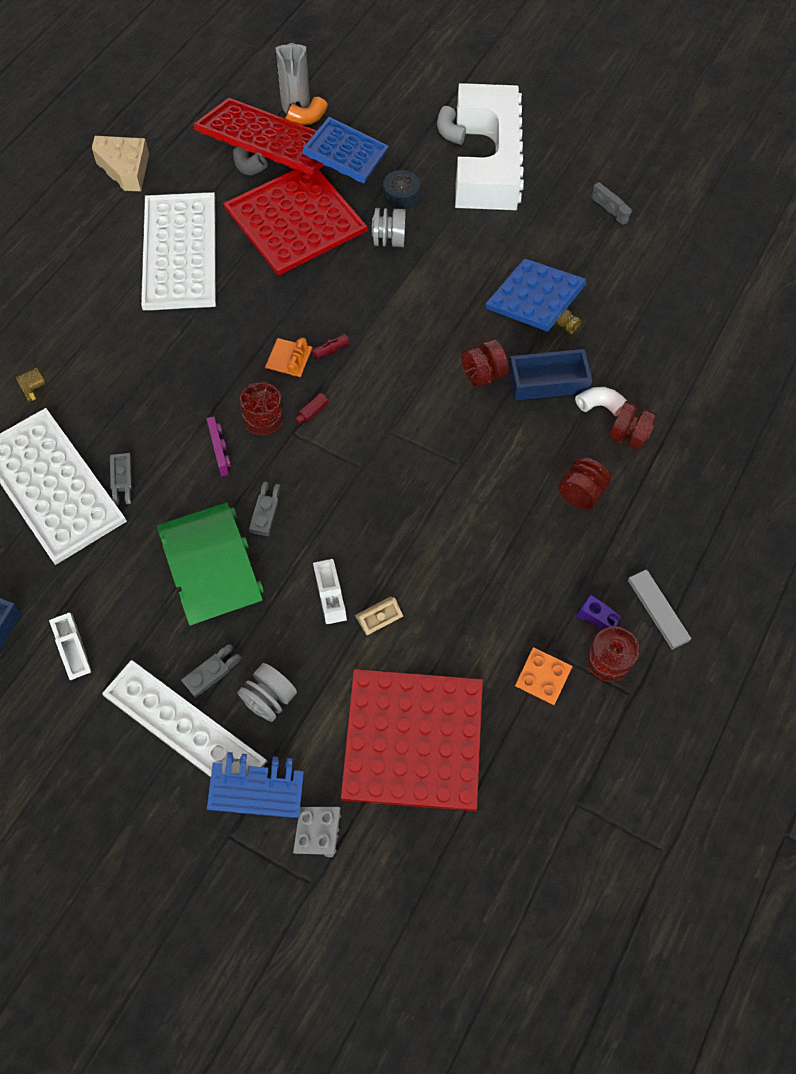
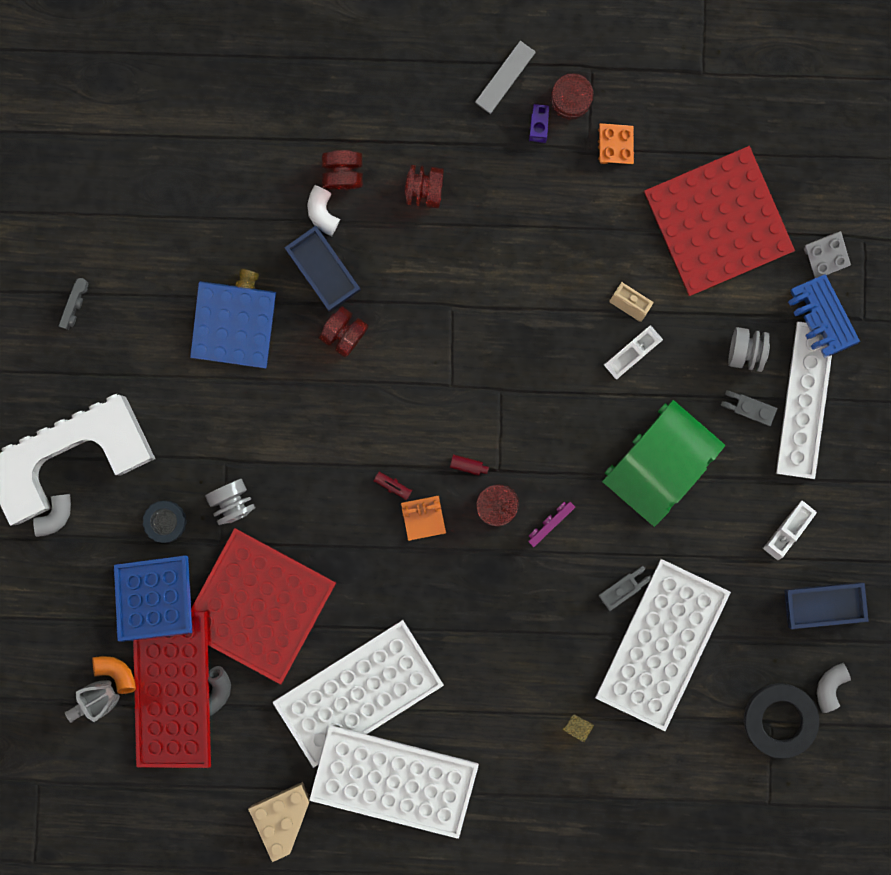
camera: 115 degrees left, 25 degrees up
(91, 239) = (393, 781): none -> white plate
(265, 511) = (588, 448): dark grey hinge -> none

